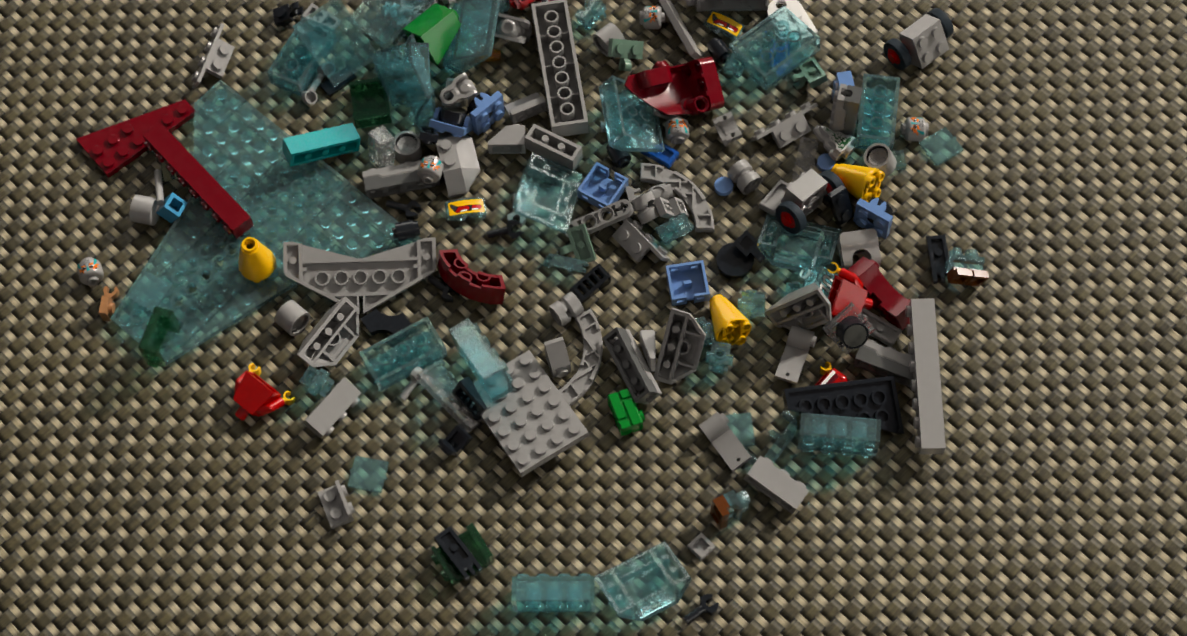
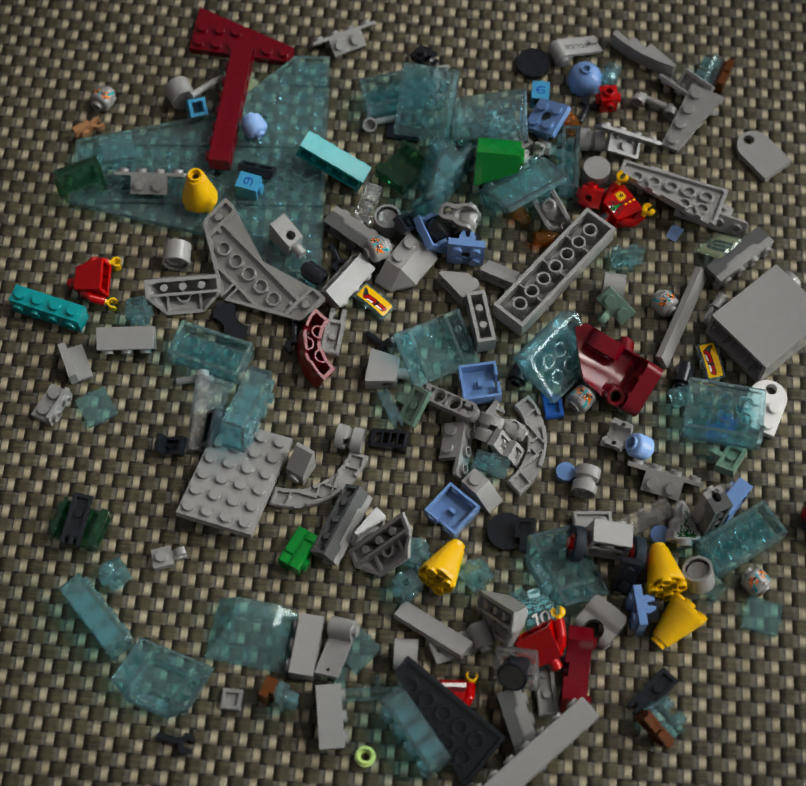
camera: 45 degrees right, 0 degrees up
(208, 290) = (149, 182): none -> light grey bracket
(233, 177) = (254, 125): none -> light blue head
(248, 447) = (48, 308): none -> teal brick
(281, 200) = (267, 172): none -> black plate
(284, 219) = (249, 185): none -> dark azure brick
(315, 462) = (75, 363): none -> light grey panel
(358, 225) = (286, 236): none -> light grey torso
(432, 212) = (347, 280): none -> brick
(467, 253) = (334, 333): none -> light grey hinge
(524, 53) = (544, 238): none -> clear orange cone
(528, 557) = (114, 574): none -> clear light blue brick
(531, 244) = (384, 371): none -> light grey torso
(544, 513) = (165, 556): none -> light grey plate
(661, 495) = (252, 634): none -> clear light blue slope
(688, 251) = (481, 491): none -> light grey slope
(706, 463) = (305, 647): none -> light grey brick
(749, 121) = (639, 446): none -> light blue head
(768, 365) = (433, 630): none -> light grey tile
(770, 397) = (402, 648): none -> light grey piece
(824, 479) = (365, 750): none -> yellowish green plate
(902, 198) = (677, 621): none -> yellow cone

